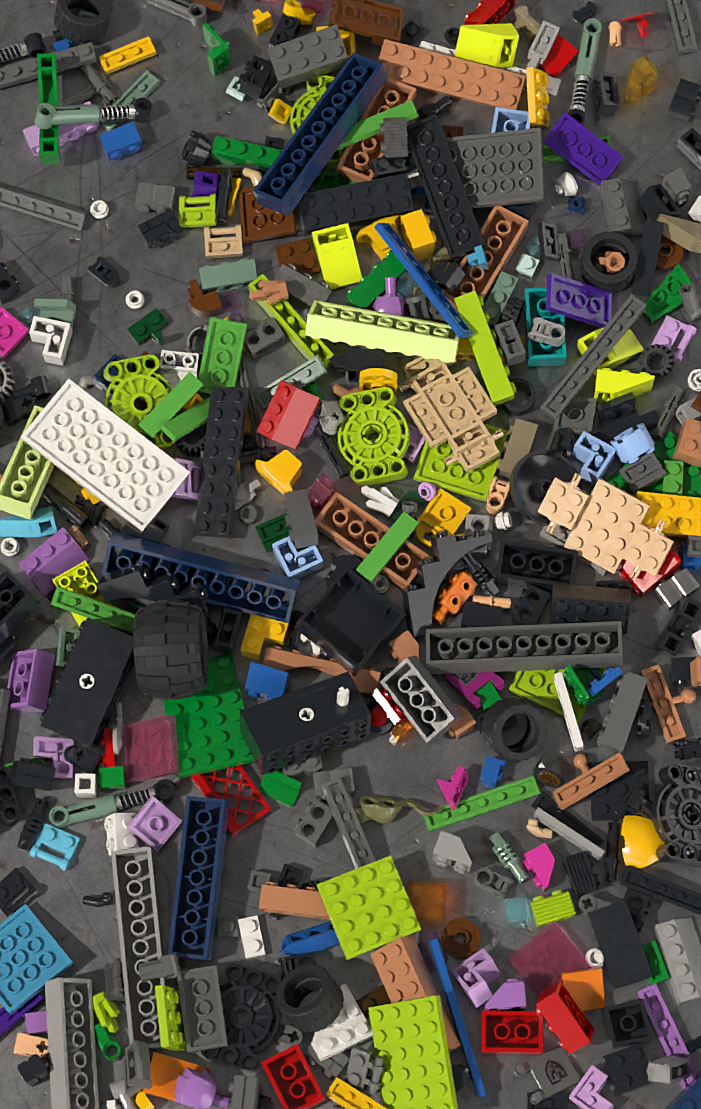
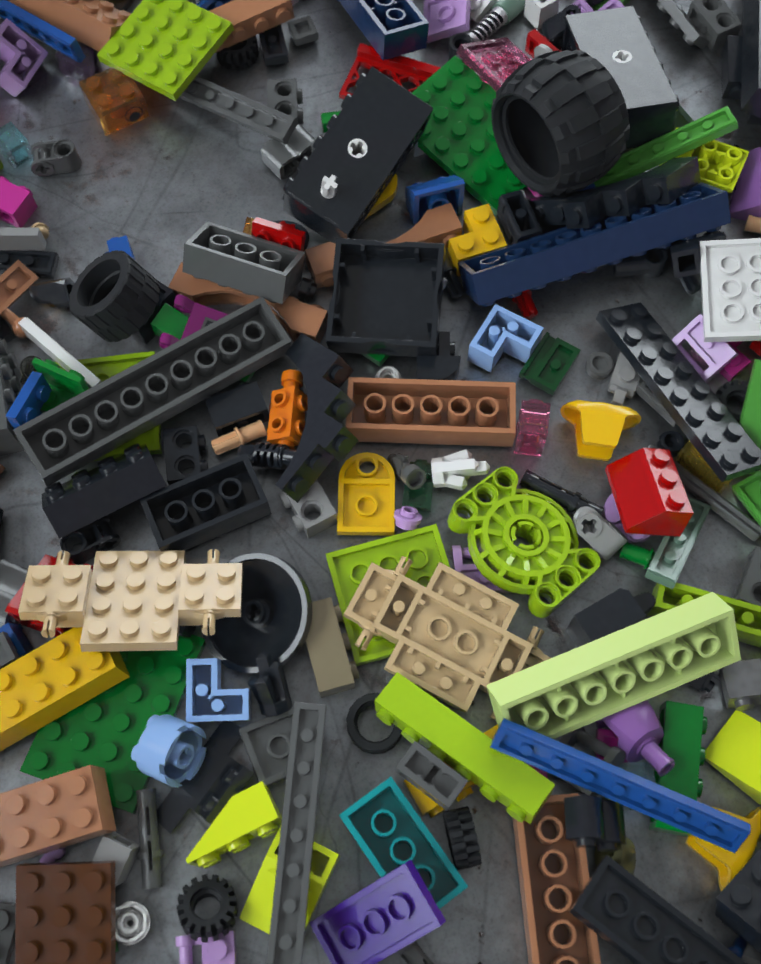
camera: 145 degrees right, 5 degrees down
(30, 680) = (683, 66): medium lavender slope -> none
(111, 778) = (518, 28): green brick -> none
(258, 454) = (645, 435): black axle -> none
(300, 519) = (533, 373): dark grey brick -> none
(340, 391) = (602, 579): medium nougat arm -> none
(377, 378) = (565, 607): yellow plate -> none
(386, 809) = (213, 158): olive animal -> none
(387, 547) = (403, 403): bright green tile -> none
(418, 235) = (680, 871): yellow brick -> none
(451, 852) = (111, 148): light grey slope -> none
(453, 790) = (153, 211): dark pink slope -> none
(453, 947) = (62, 105): reddish brown plate -> none
(478, 258) = (565, 884): dark azure tile -> none
(484, 803) = (117, 224): bright green tile -> none
(495, 305) = (496, 849): sand green brick -> none
(498, 492) = (317, 573): light nougat piece -> none
(503, 520) = (286, 543): white plate -> none
(508, 857) = (52, 190): sand green hinge -> none
(527, 265) = (494, 943): light aqua plate -> none
(543, 330) = (391, 828): light grey piece -> none
(642, 472) = (130, 712): dark grey plate -> none
(674, 480) = (86, 735): bright green plate -> none

